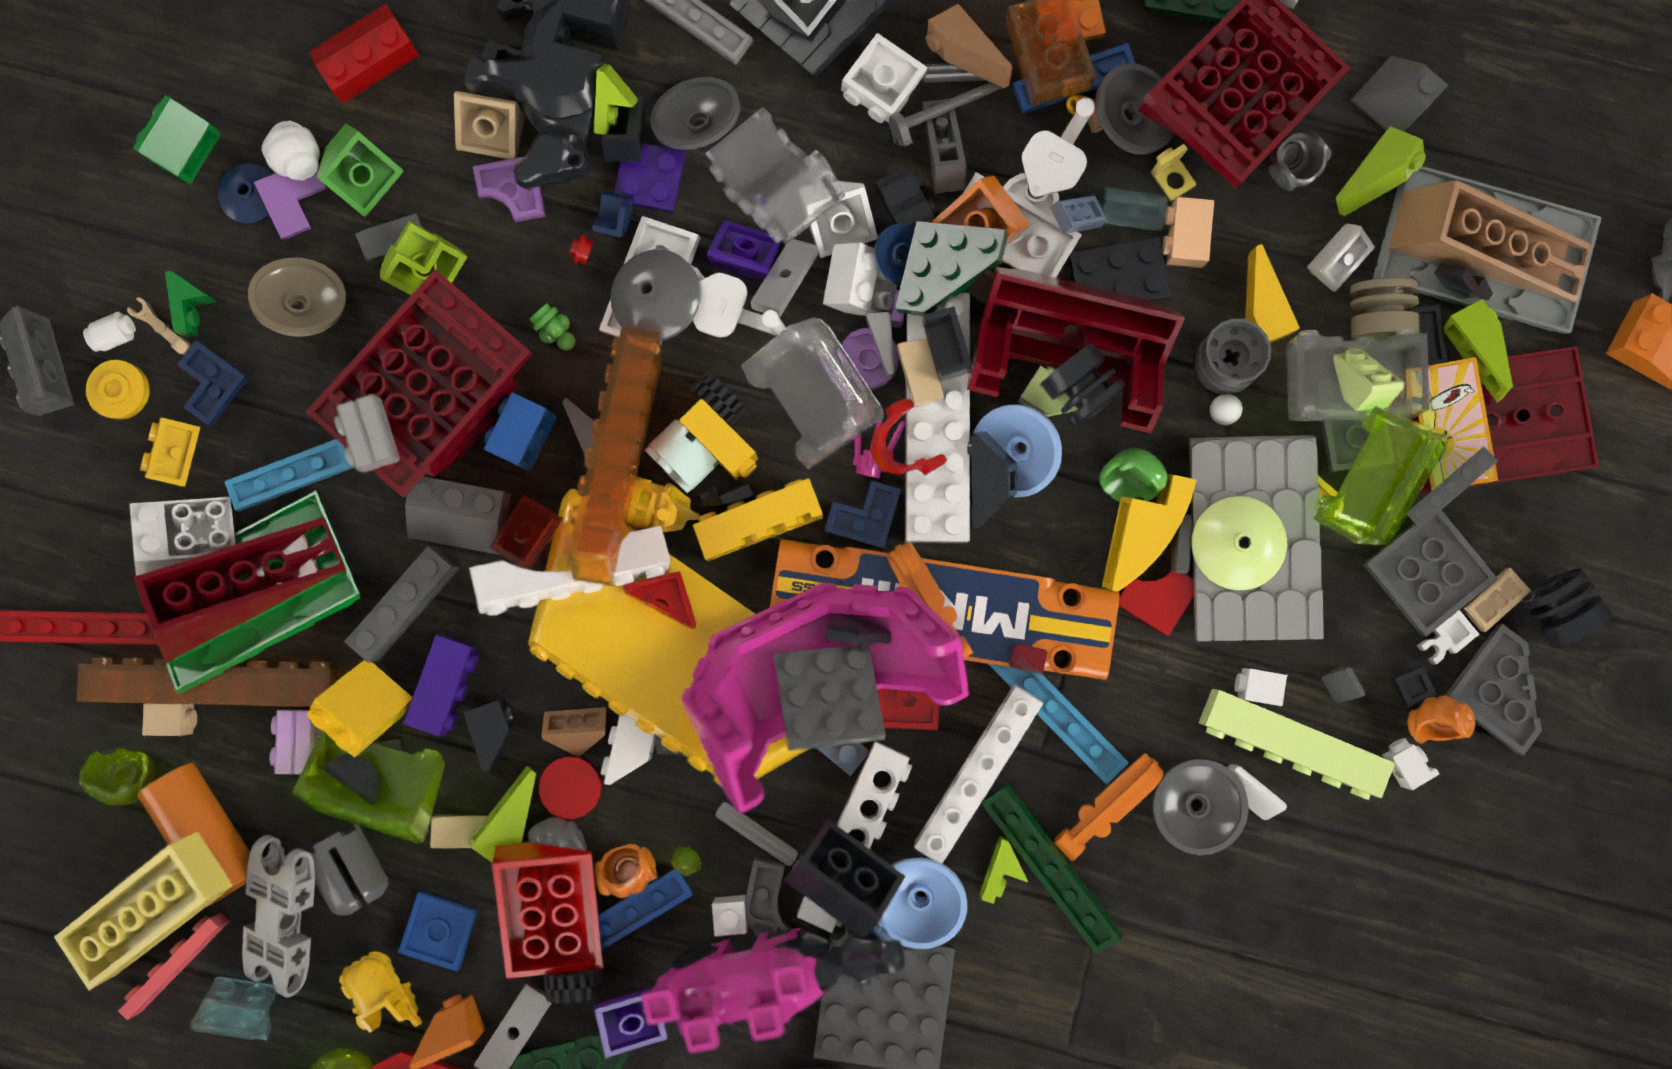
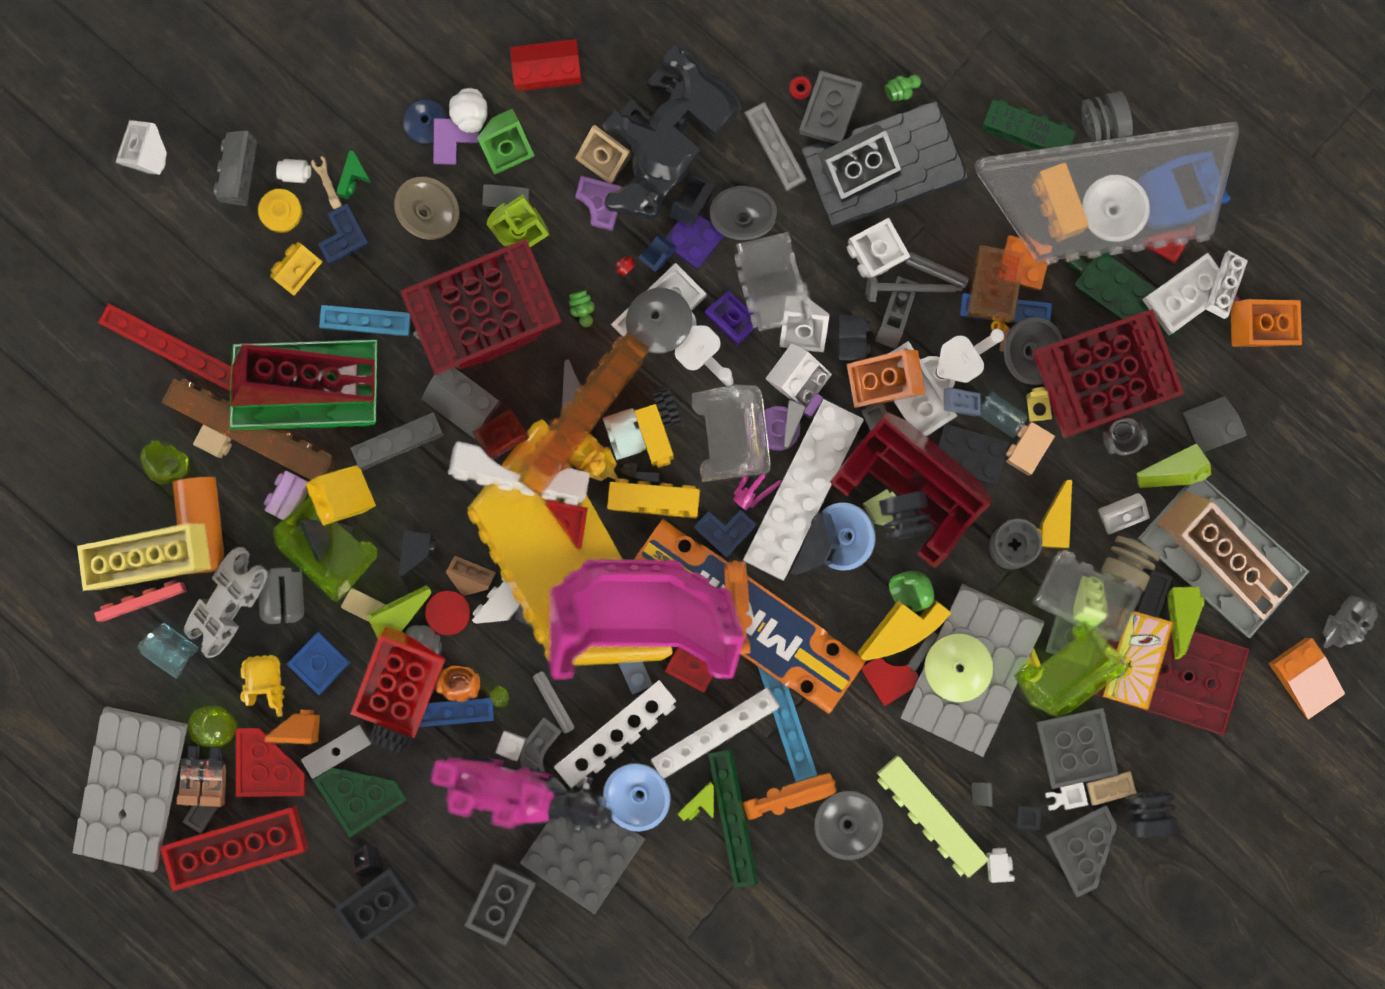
camera: 30 degrees right, 0 degrees up
(176, 139) = (398, 67): slope -> none
(179, 531) = (277, 324): white slope -> none
(366, 433) = (433, 325): light grey brick -> none
(442, 686) = (397, 506): dark purple brick -> none
(519, 431) = (528, 366): blue brick -> none
(609, 92) = (694, 176): lime slope -> none
(623, 1027) = (412, 781): dark purple slope -> none
(785, 277) = (748, 350): light grey tile -> none
(828, 697) = (643, 635): dark grey plate -> none
(845, 879) = (597, 755): black brick -> none
(856, 630) = (681, 601): black slope -> none
(884, 457) = (755, 498): red helmet -> none
(892, 240) = (840, 376): dark blue dish -> none
(920, 372) = (805, 455): tan slope -> none
(945, 263) = (856, 393): plate -> none
(947, 343) = (830, 446): black panel -> none
(966, 46) = (942, 254): medium nougat slope -> none
(1028, 658) = (783, 674): dark red slope -> none
(1226, 409) = (996, 576): white piece -> none
(1260, 799) = (890, 838): white slope -> none
(1261, 686) = (927, 768): white brick -> none
(1441, 720) = (1033, 847): orange hair -> none
(1452, 487) = (1114, 699): dark grey piece -> none
(1462, 281) = (1193, 570): black slope -> none

